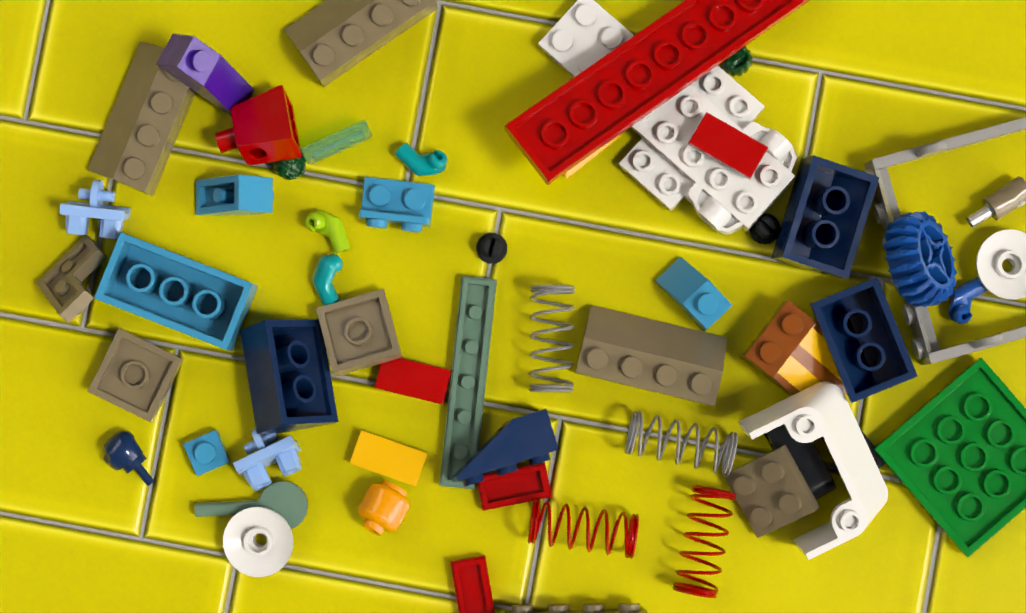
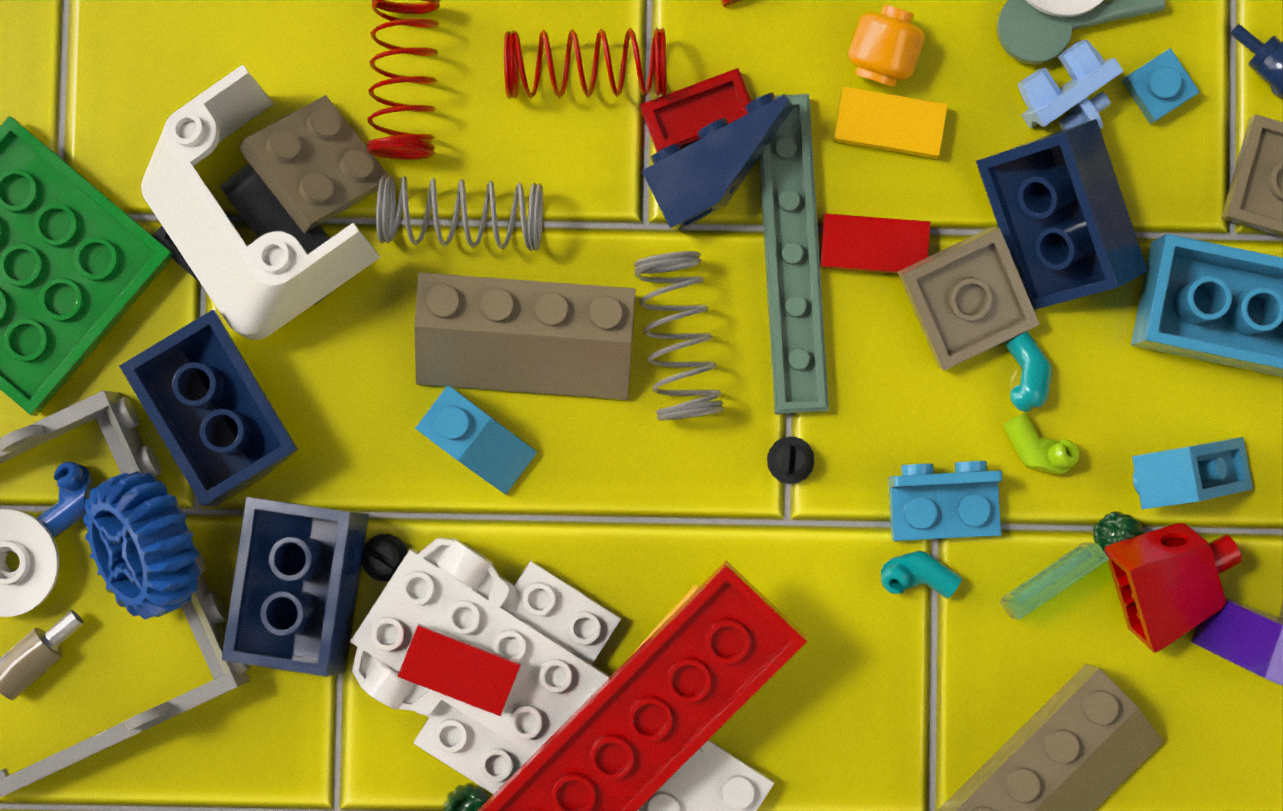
camera: 170 degrees right, 0 degrees up
(792, 351) = (315, 377): dark orange slope -> none

